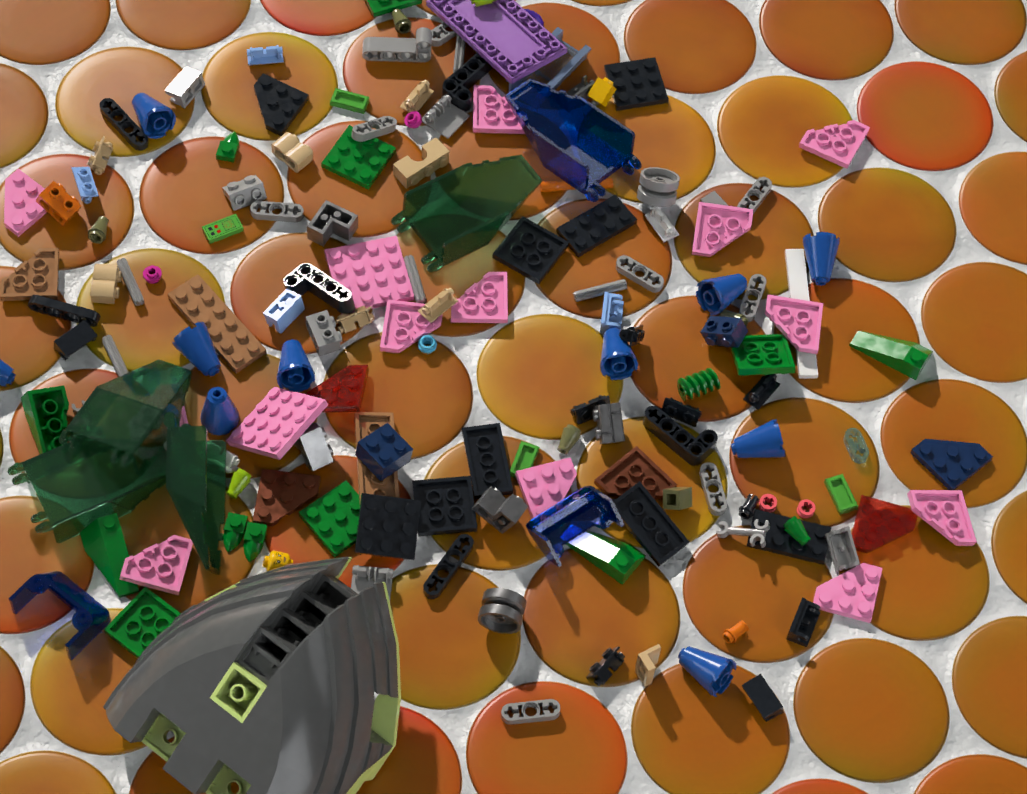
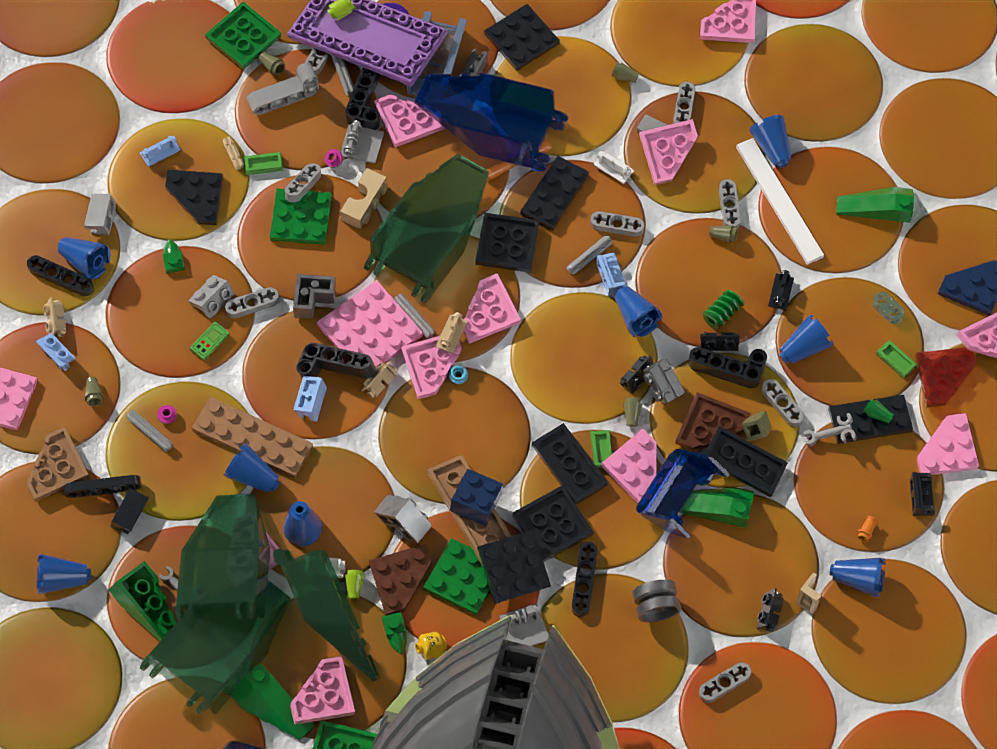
camera: 20 degrees left, 5 degrees up
(58, 203) = (42, 382): orange brick -> none
(104, 283) = (127, 443): tan brick -> none
(114, 355) = (175, 511): light grey axle -> none
(234, 530) = (372, 630): green plate -> none
(277, 422) = (363, 511): bright pink plate -> none
(292, 152) = (236, 237): tan brick -> none
(294, 368) = (349, 449): blue cone -> none
(323, 332) = (358, 404): light grey brick -> none
(327, 82) = (233, 153): none -> tan axle
(343, 390) = (402, 456): clear red plate -> none
(417, 97) = (326, 134): tan hinge -> none
(498, 510) = (607, 508): flat silver brick -> none
(602, 91) = (496, 58): yellow brick -> none
(633, 335) = (642, 287): black hinge -> none
(658, 187) = (596, 133): light grey wheel -> none
(713, 148) = (624, 73): none -> olive cone
(720, 292) = (700, 212): blue cone -> none
(724, 331) = (723, 249): dark blue brick -> none
(746, 510) = (822, 406): black pin -> none
(763, 355) = (766, 257): green plate -> none
(763, 697) = (921, 579): black hinge -> none
(768, 498) = (834, 391): coral bush -> none
(797, 321) = (782, 210): bright pink plate -> none
(803, 514) = (871, 392): coral bush -> none
(842, 549) = (924, 411): light grey hinge -> none

